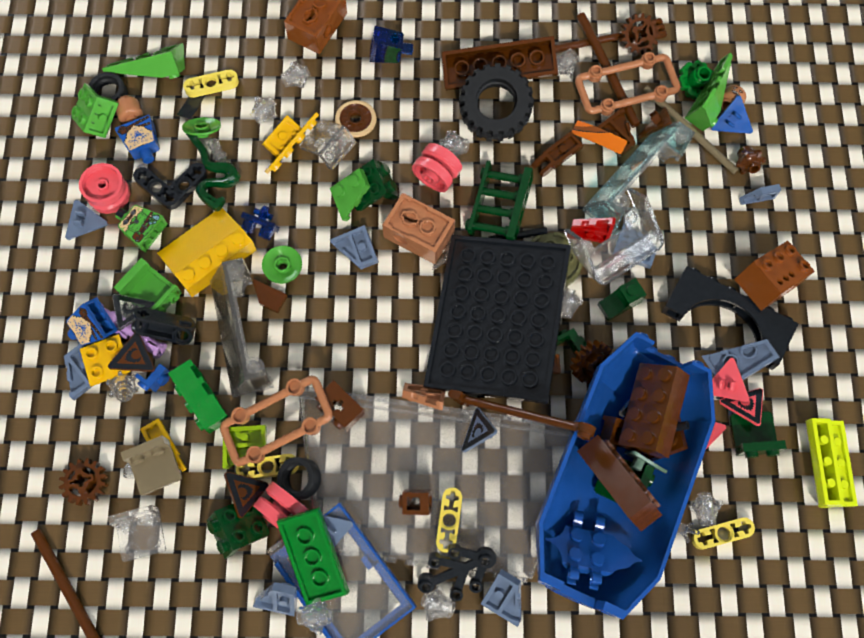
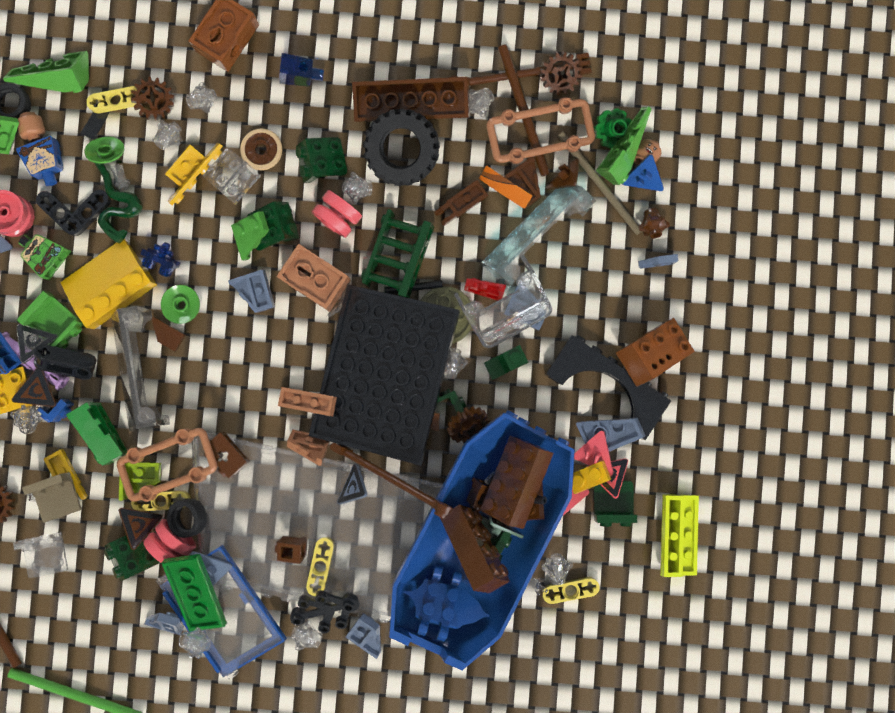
camera: 10 degrees right, 15 degrees up
(240, 82) = (160, 98): none -> reddish brown gear
(414, 121) = (320, 158): none -> dark green bracket
(420, 350) = (307, 401): none -> nougat plate
(729, 406) = (590, 477): none -> yellow plate

